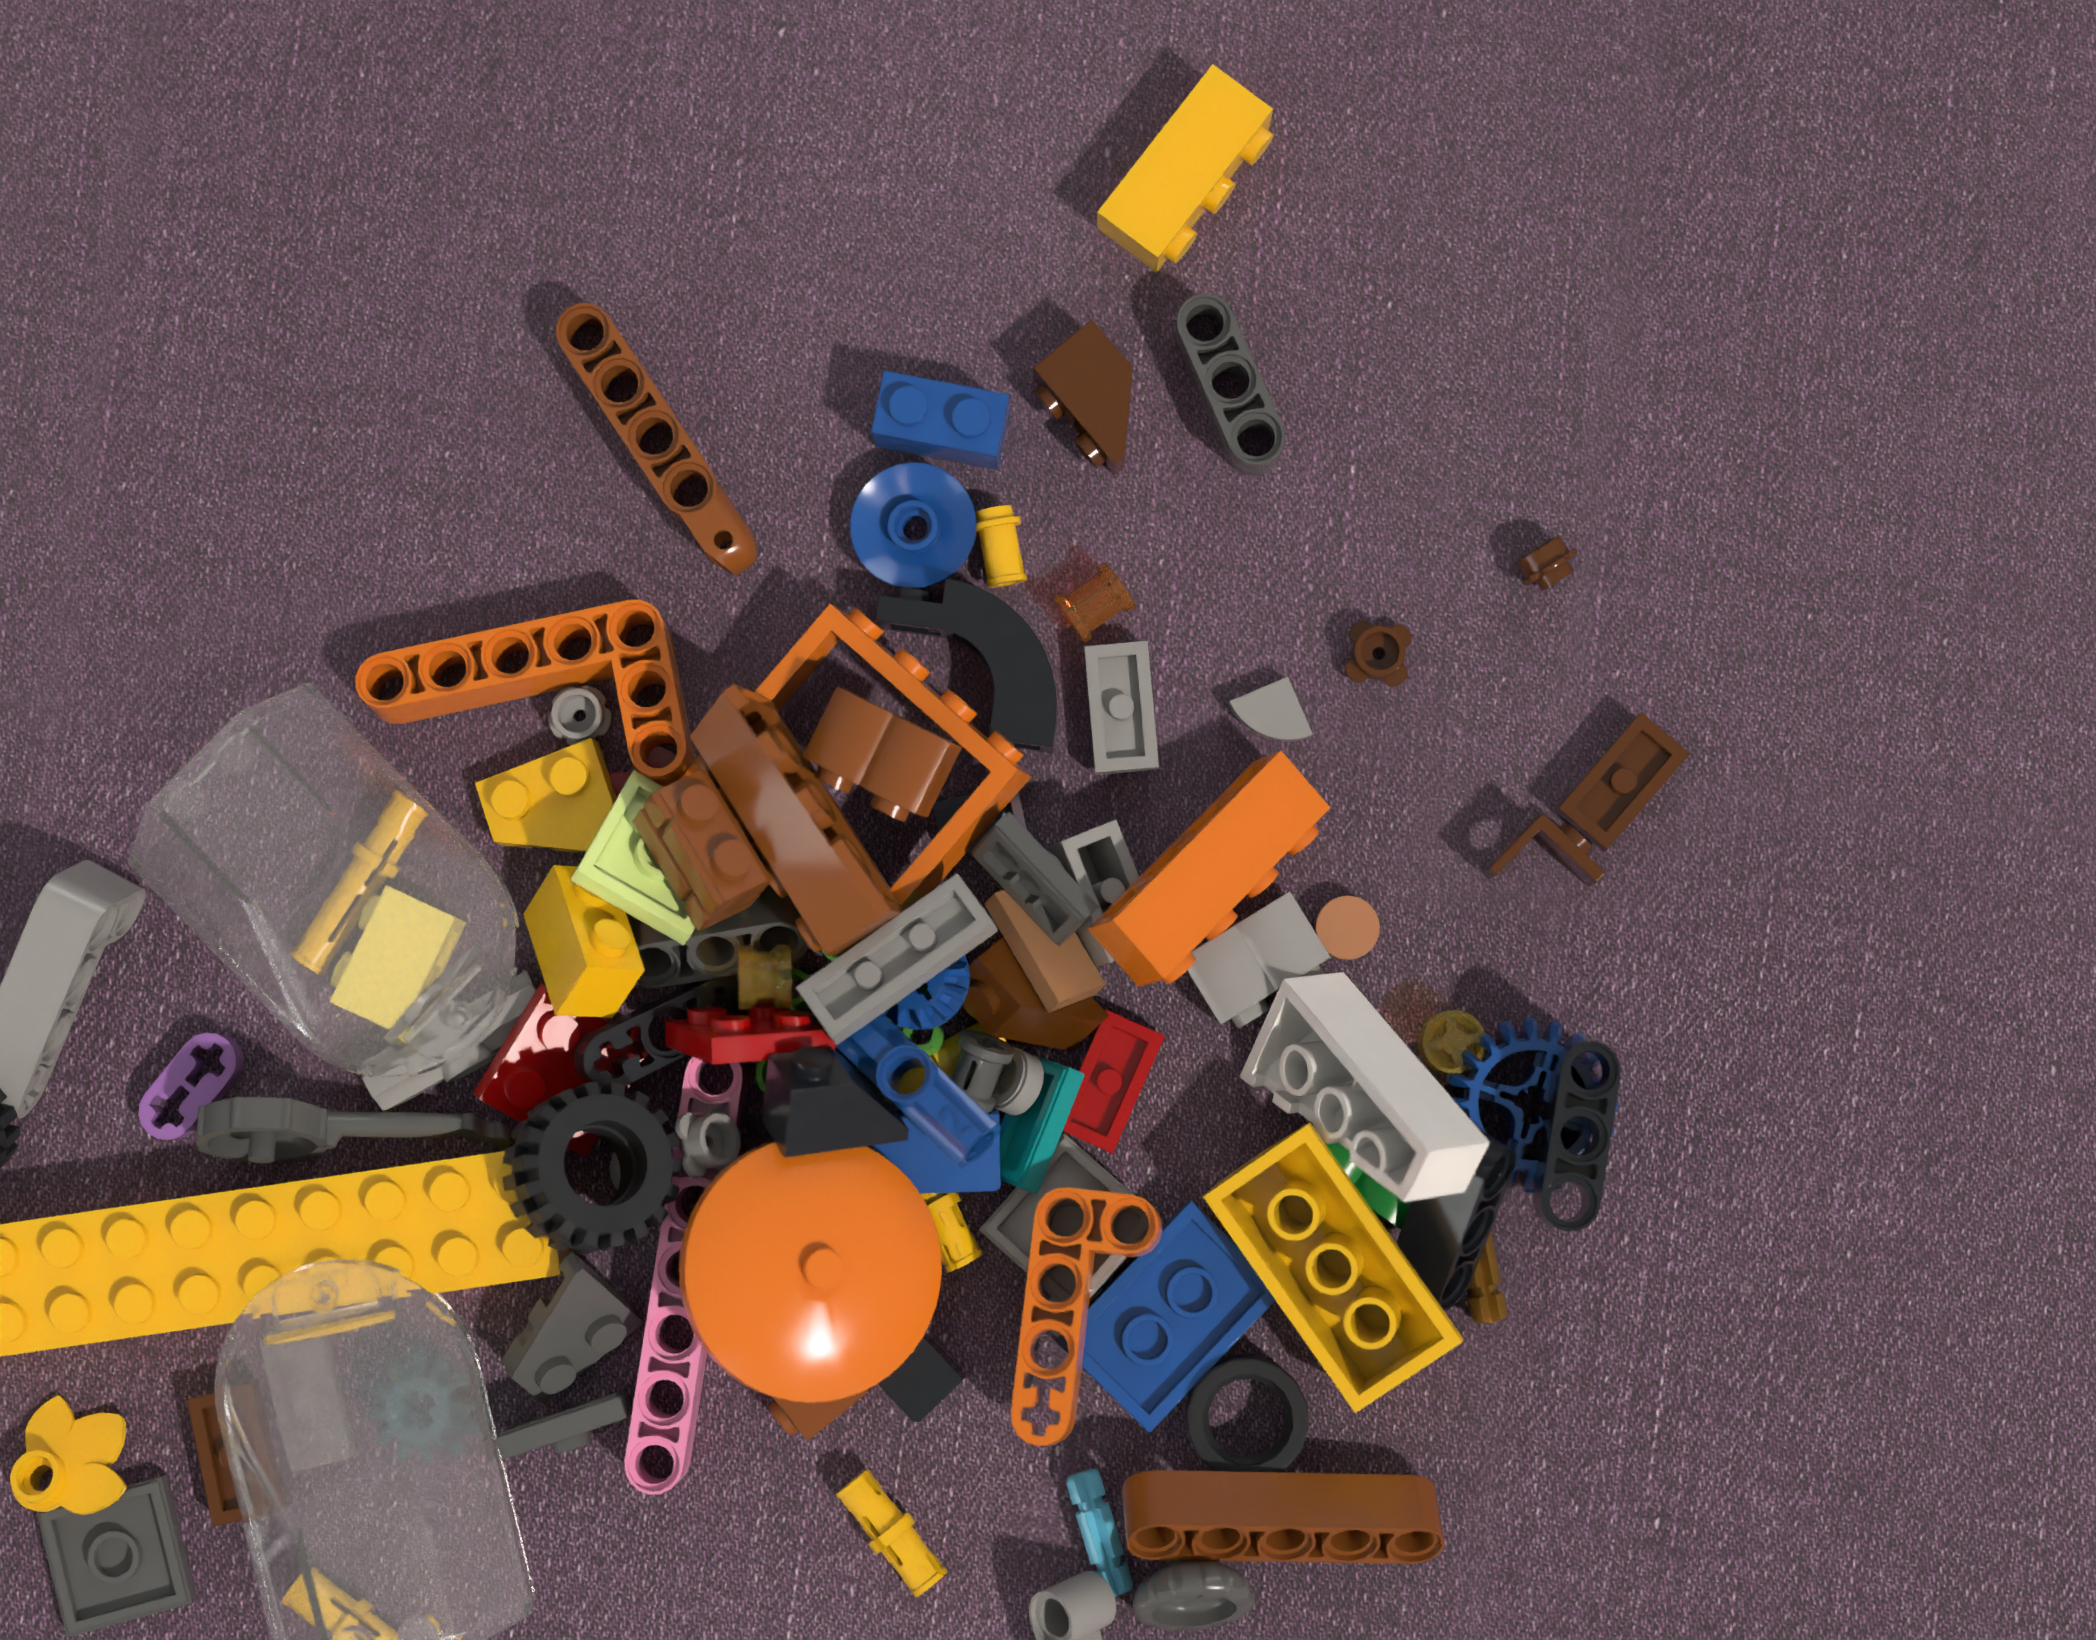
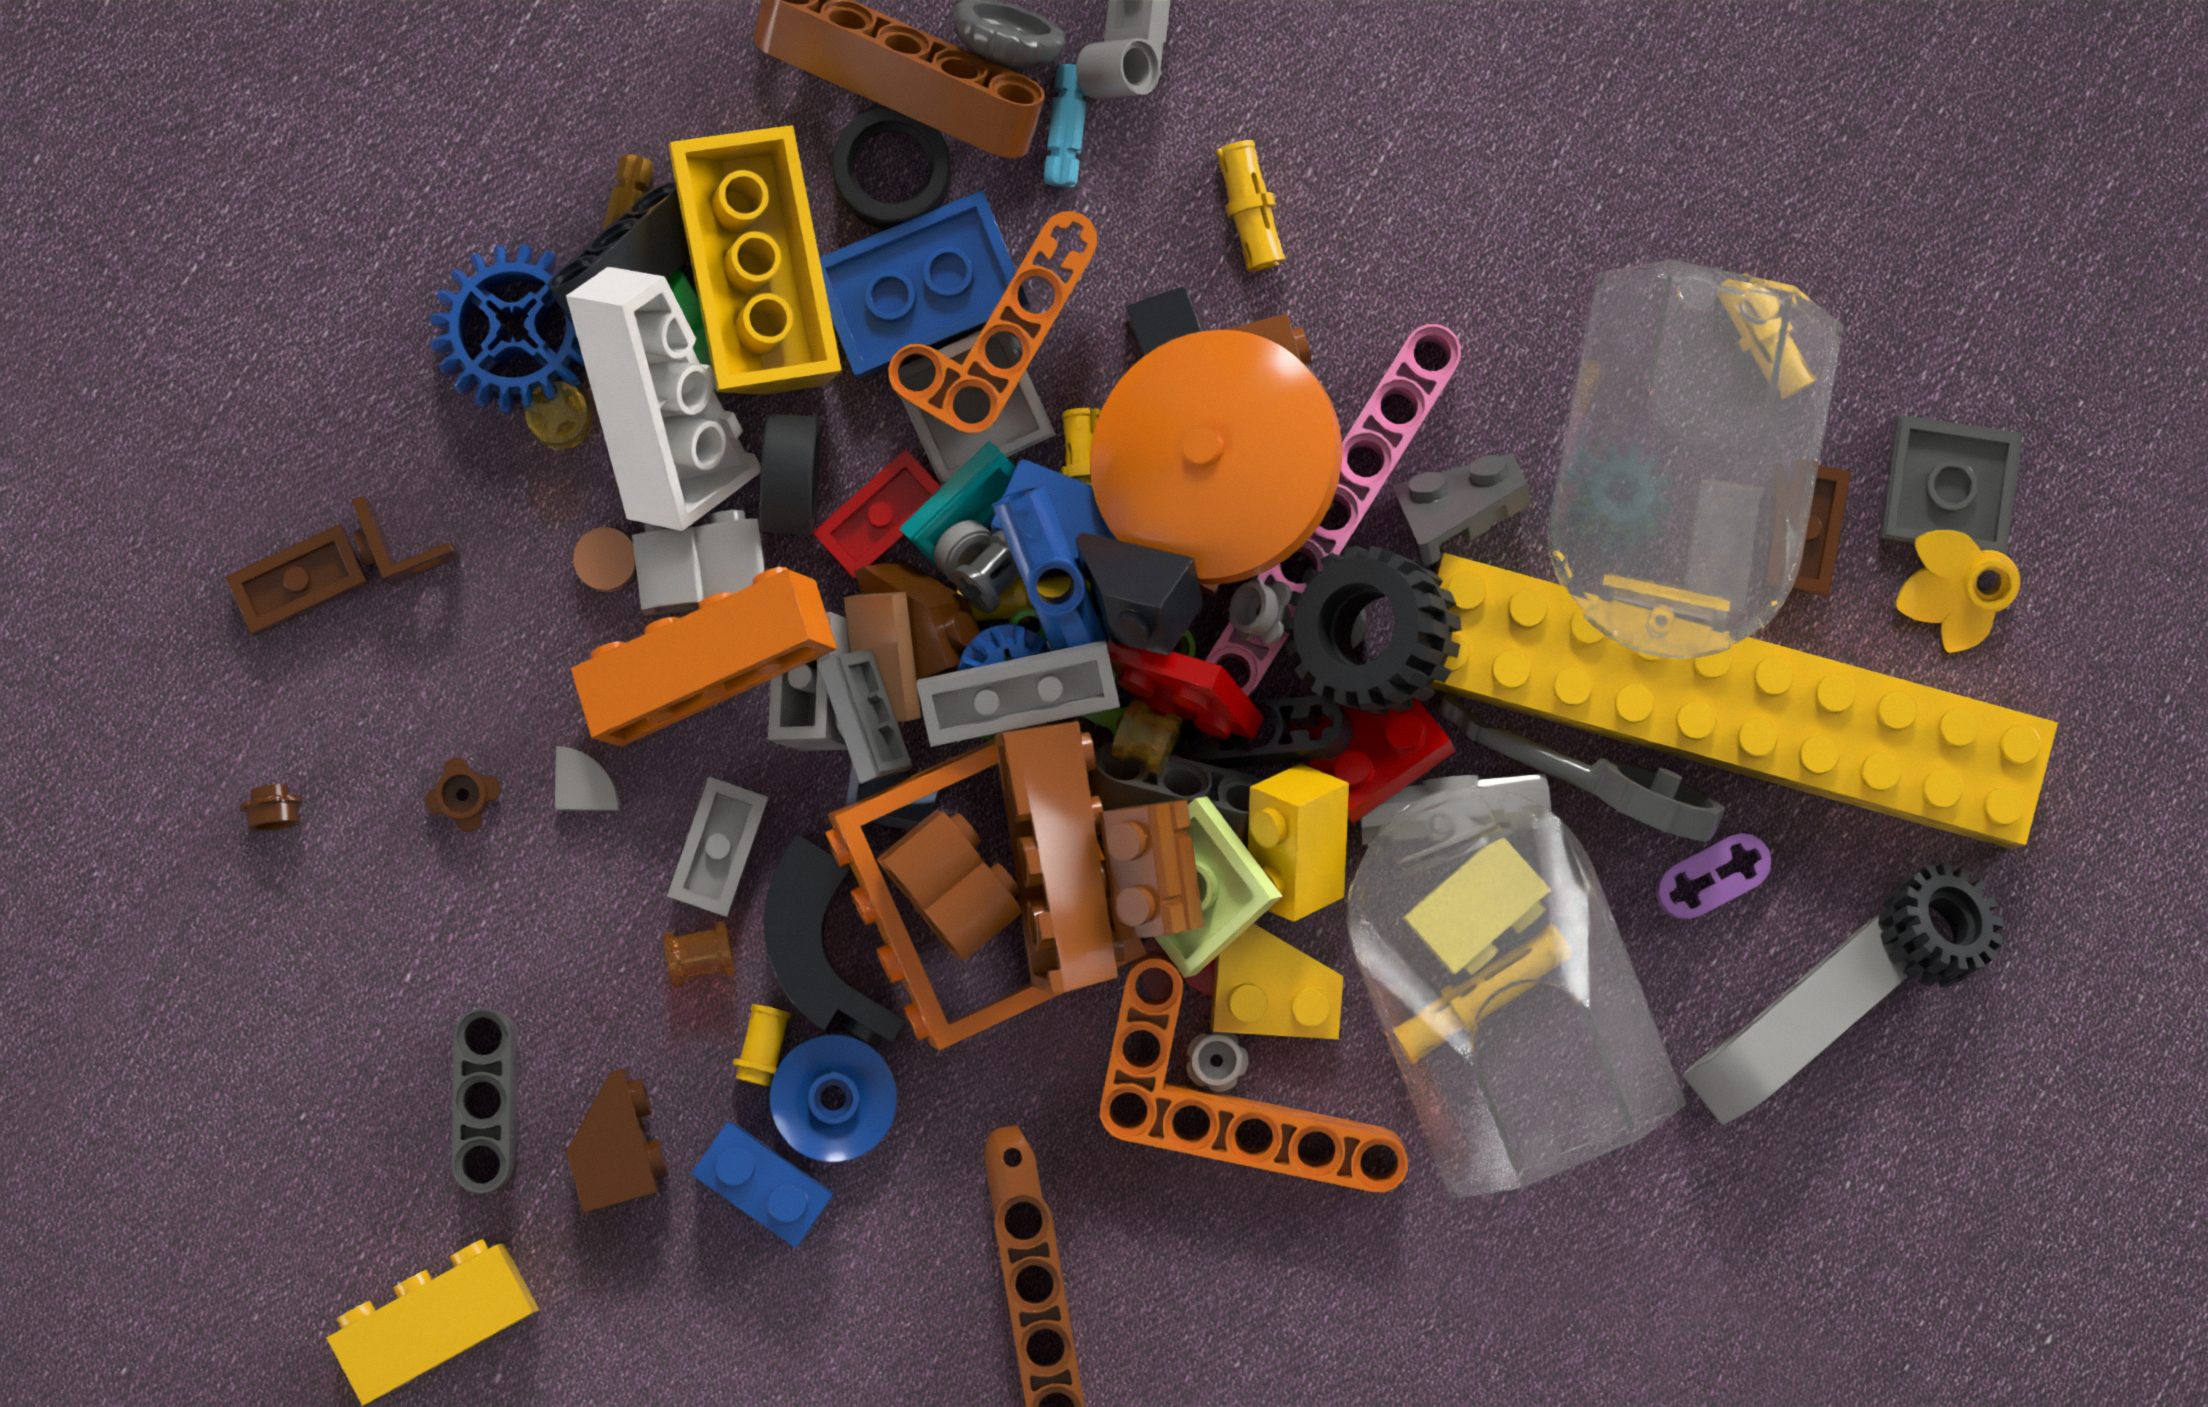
camera: 170 degrees left, 0 degrees up
(565, 1428) = (1499, 422): dark grey plate -> none
(1209, 1079) = (789, 474): none -> black tyre
(1598, 1109) = (487, 246): black beam -> none

